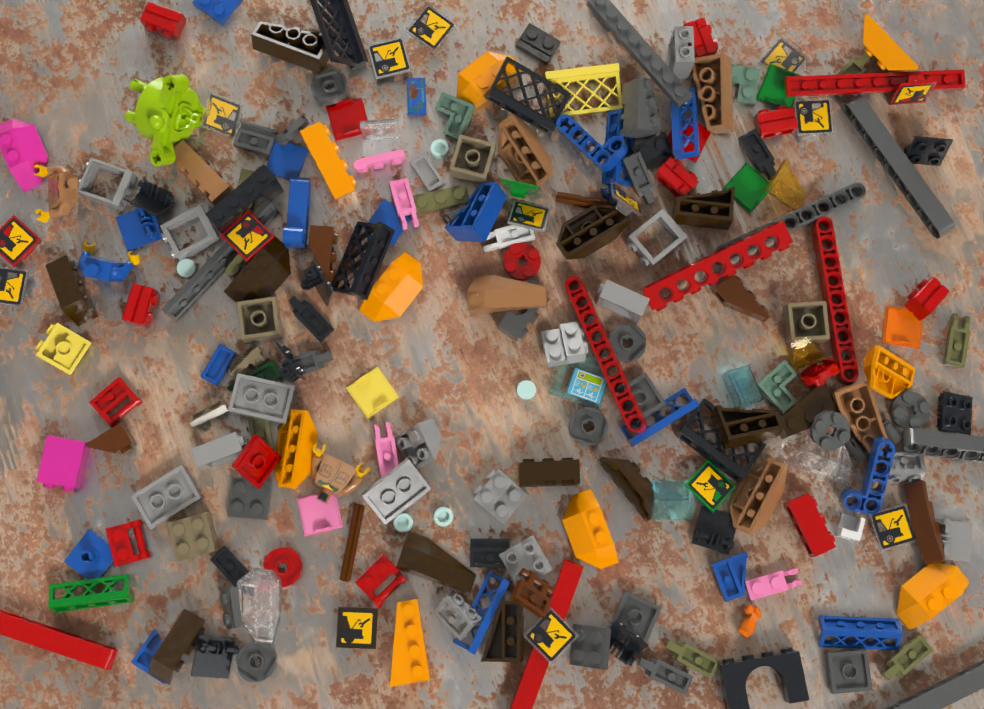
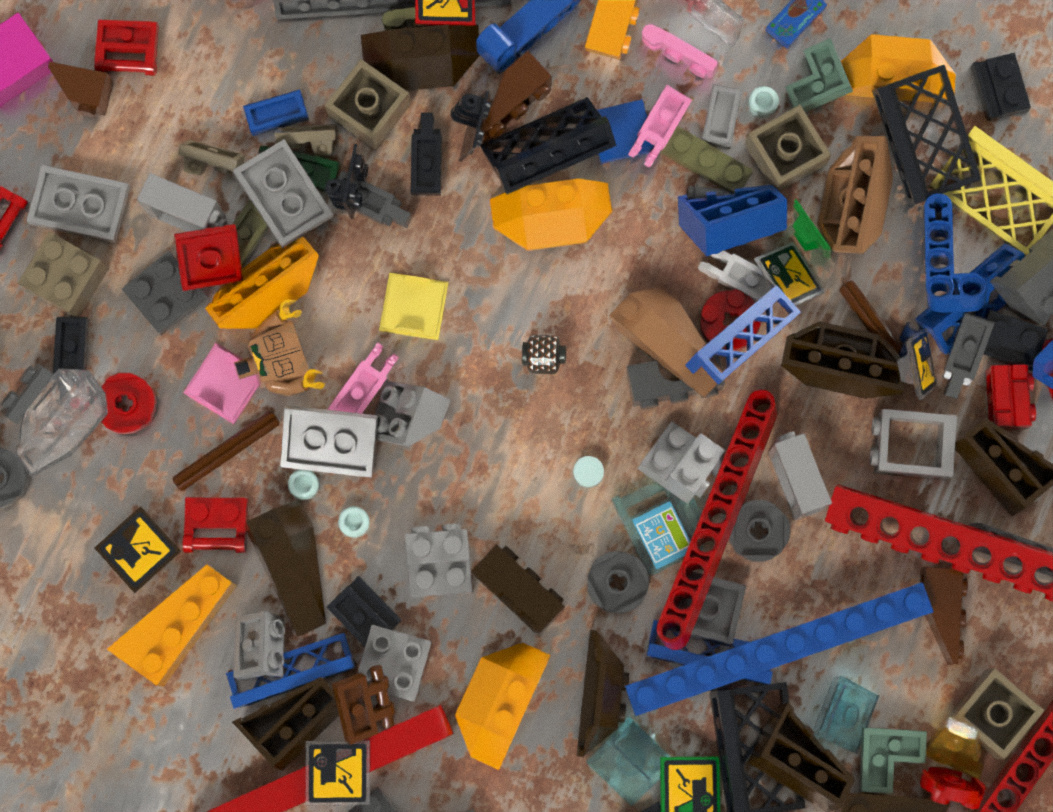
camera: 50 degrees right, 0 degrees up
(454, 356) = (543, 354): none -> pearl dark grey head
(531, 272) = (735, 330): none -> fence
(688, 387) = (778, 649): none -> blue plate

